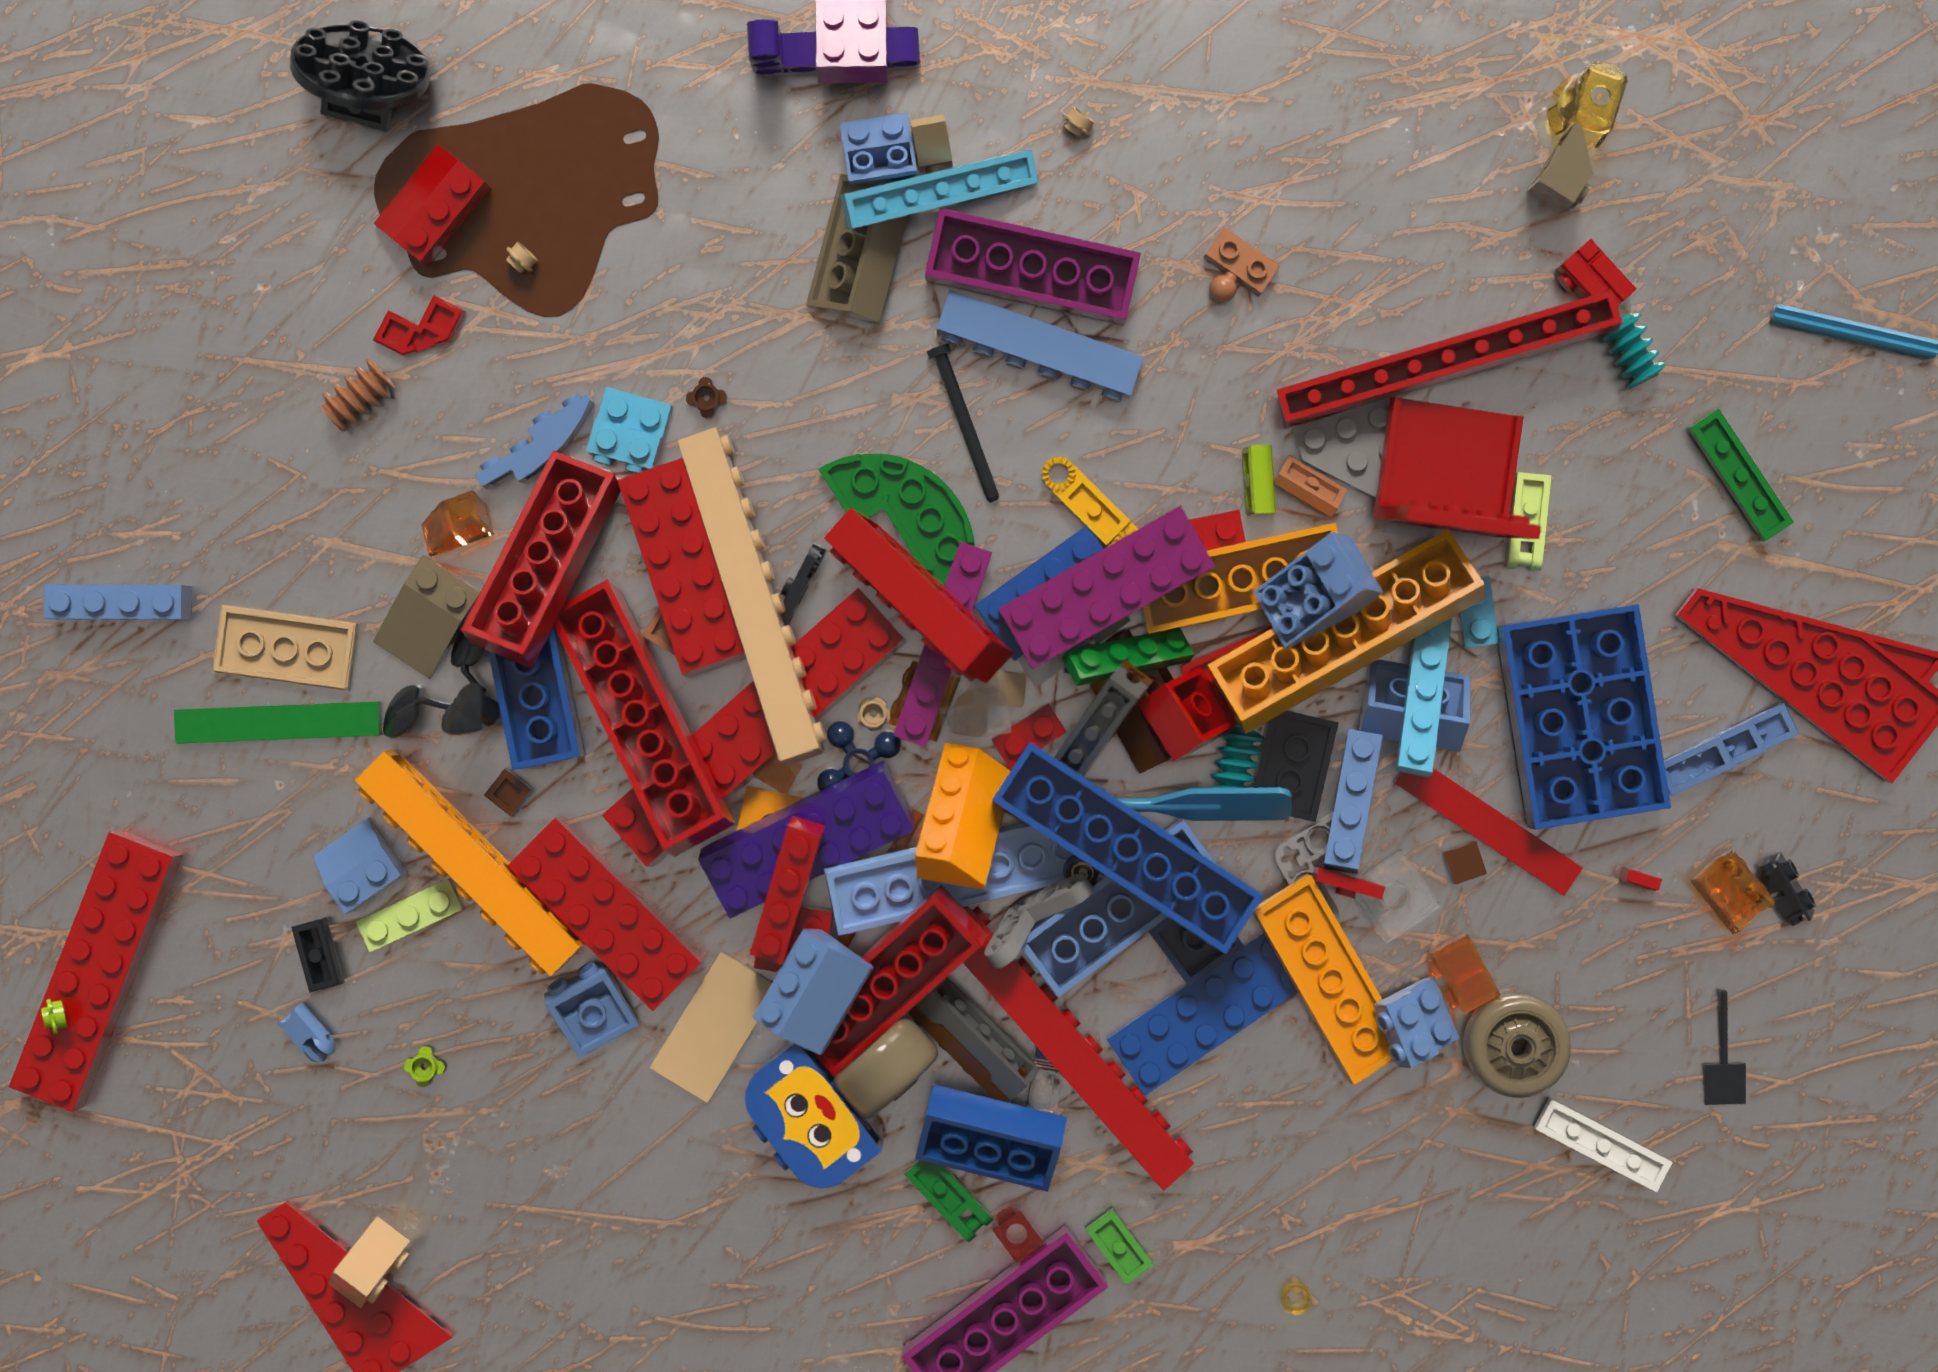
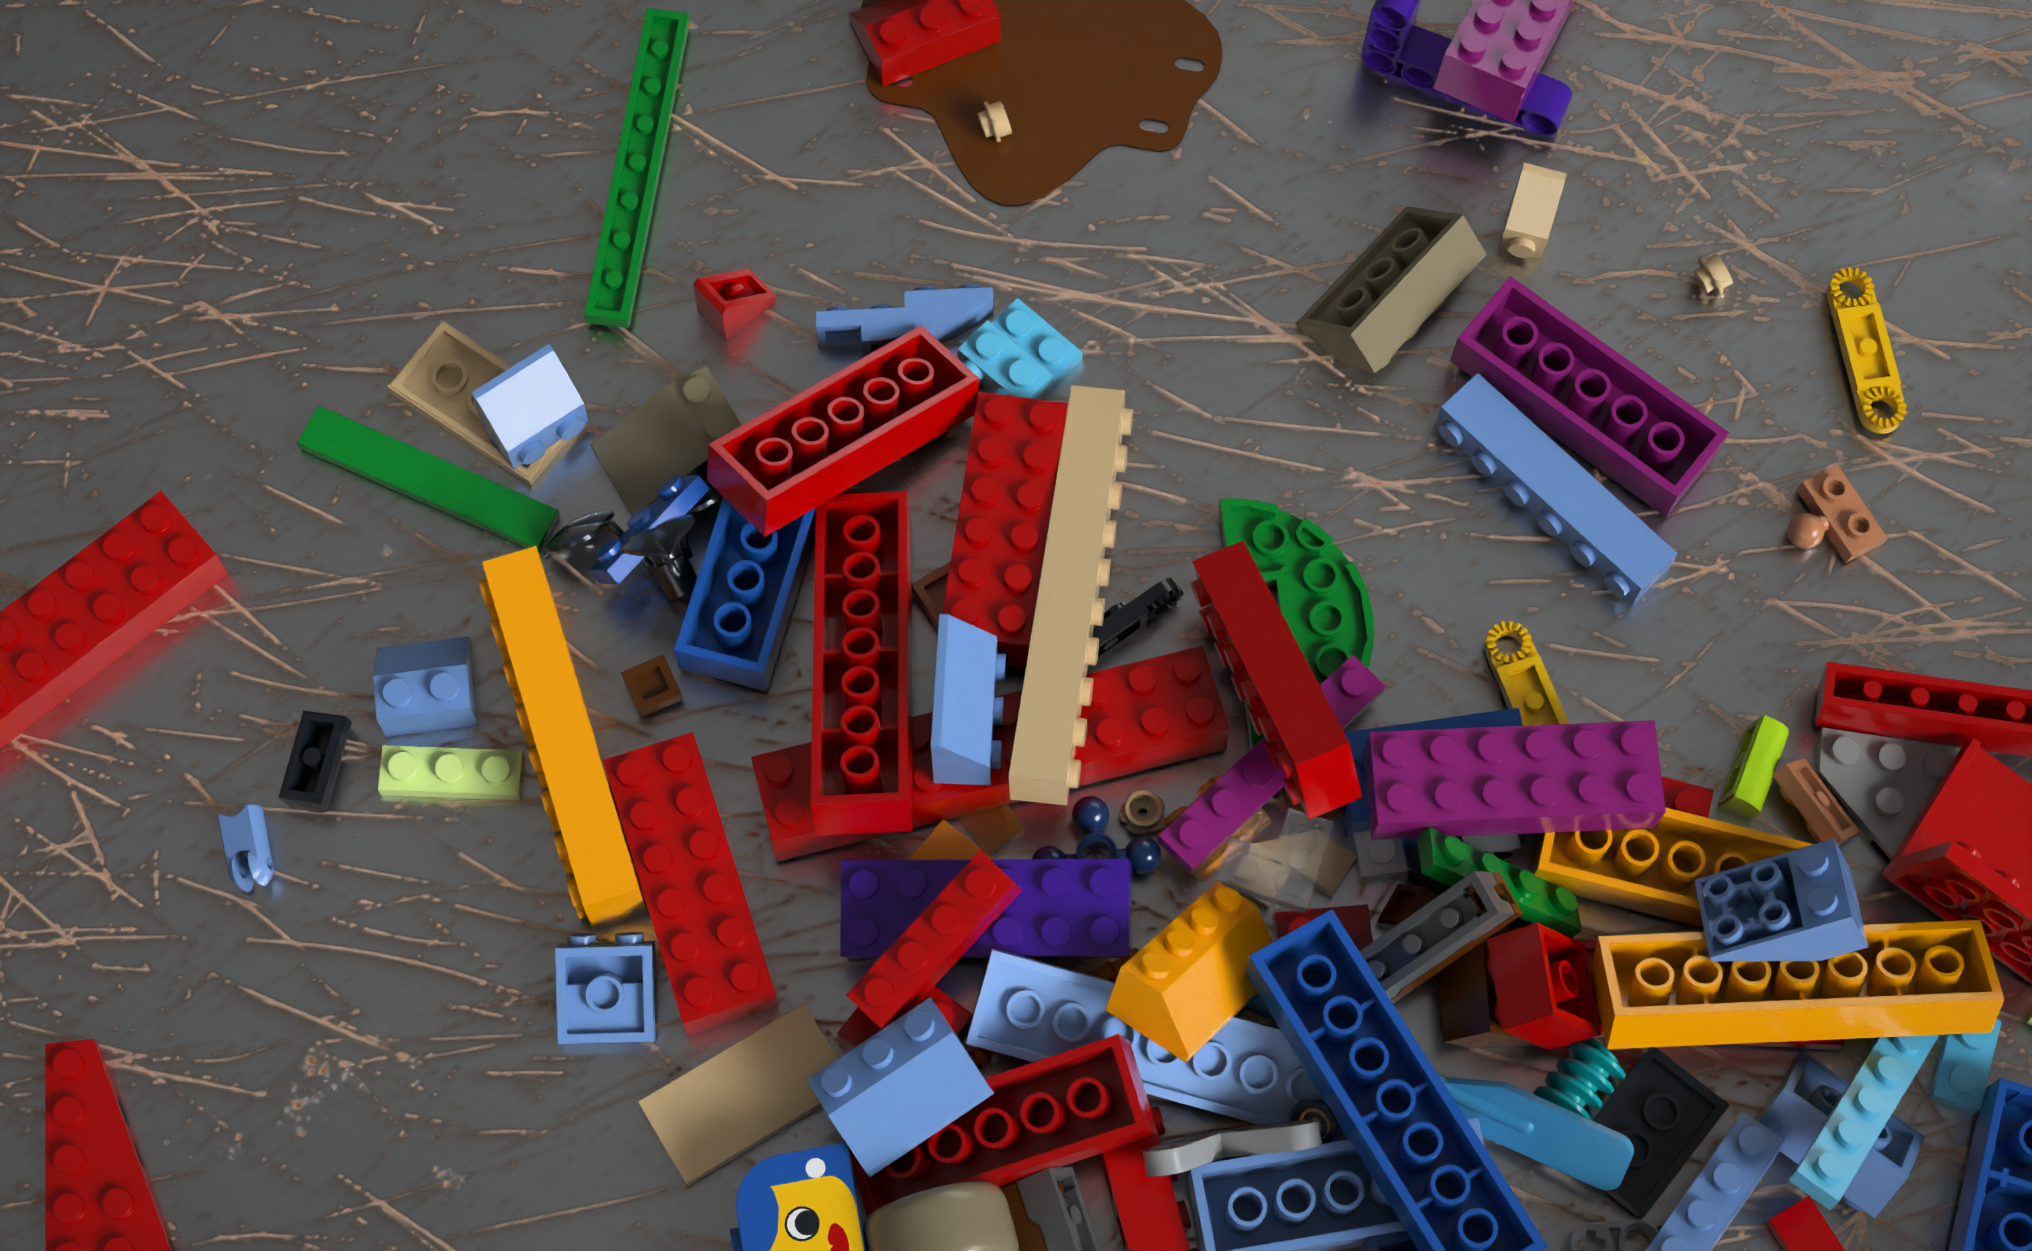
camera: 25 degrees right, 20 degrees down
(117, 602) = (328, 258): medium blue brick -> none
(290, 419) = (637, 168): none -> green plate
(323, 648) = (530, 407): none -> slope
(356, 395) = (729, 170): nougat piece -> none
(368, 1262) = (151, 1156): tan brick -> none
(412, 486) = (732, 300): none -> red slope
(422, 1076) = (349, 954): lime plate -> none
(434, 329) = (853, 152): red tile -> none
(455, 668) = (674, 499): none -> blue plate
(456, 523) = (764, 356): clear orange slope -> none
(696, 397) = (1127, 352): reddish brown plate -> none
(725, 718) = (966, 704): none -> medium blue slope
(878, 148) = (1469, 185): medium blue slope -> none
(939, 189) = (1520, 256): medium azure plate -> none
(964, 420) = (1428, 445): black bar -> none
(1074, 697) = (1403, 903): none -> reddish brown tile
(1208, 127) = (1866, 350): none -> yellow plate

